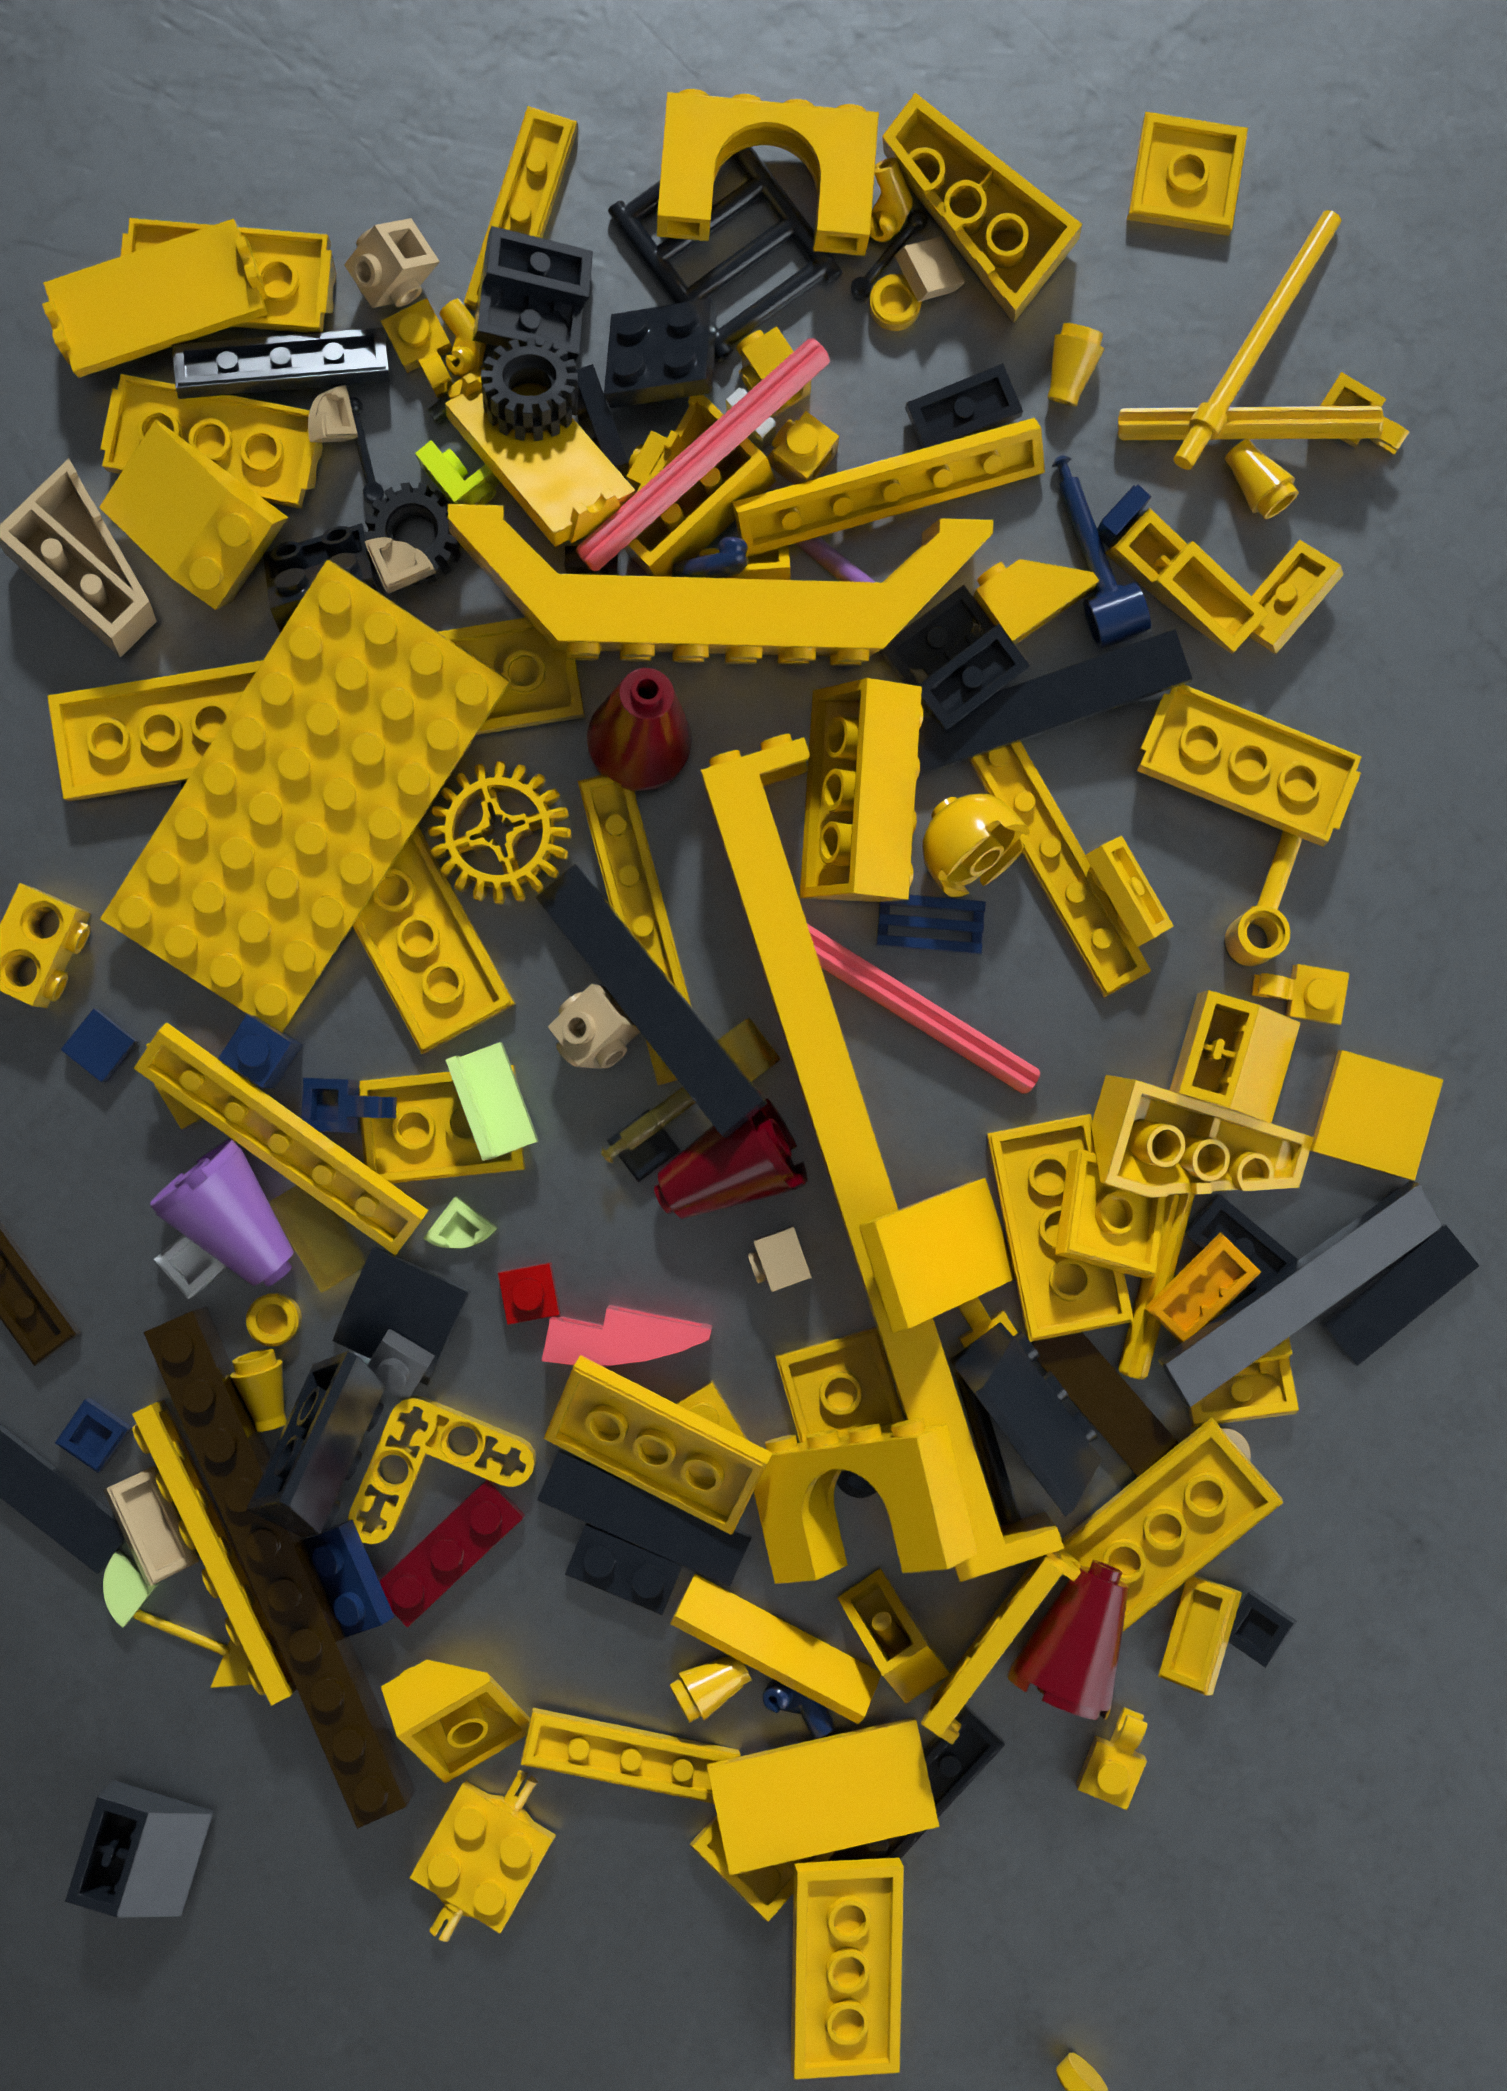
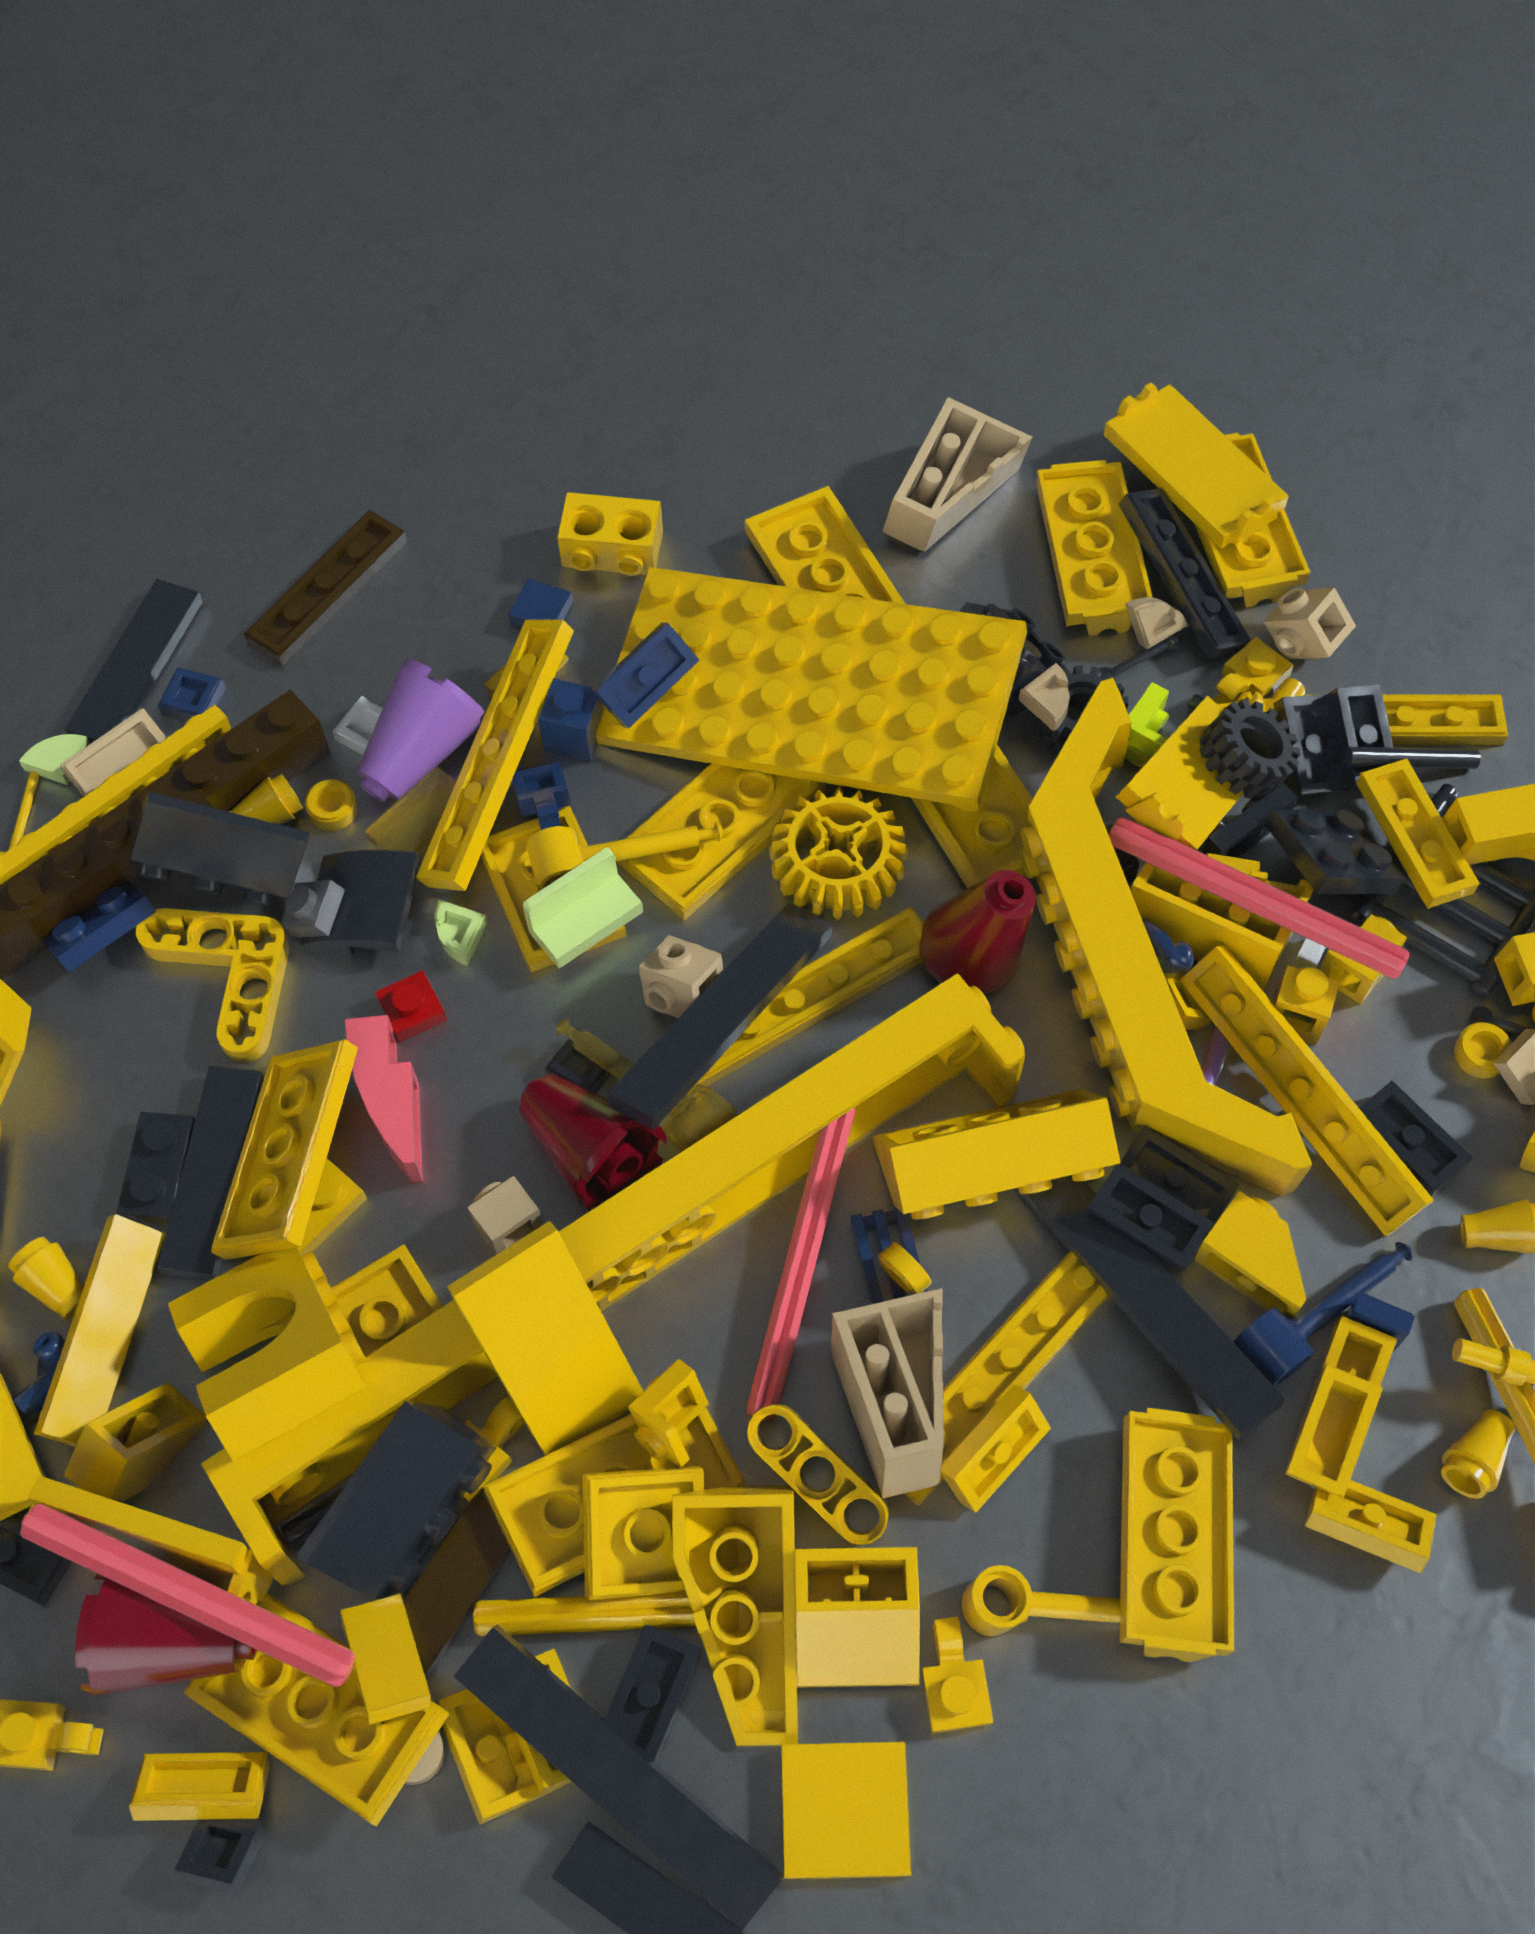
camera: 70 degrees right, 25 degrees down
(191, 516) = (1020, 544): yellow slope -> none
(248, 964) = (645, 675): none -> dark blue plate
(431, 1107) = (558, 851): none -> yellow piece
(449, 1551) = (143, 1008): dark red plate -> none
(577, 231) = (1417, 757): none -> black bar
(664, 264) = (1417, 833): none -> yellow plate
(953, 915) = (904, 1269): none -> yellow tile
(970, 841) = (985, 1270): yellow cylinder -> none
(1014, 1165) = (666, 1410): none -> yellow bracket
(1058, 959) = (894, 1386): none -> tan wedge
(1065, 1616) = (188, 1595): none -> coral axle
(1132, 1050) = (827, 1502): none -> yellow beam
(1156, 1460) = (385, 1659): none -> yellow tile
(1203, 1288) = (591, 1657): light orange plate -> none

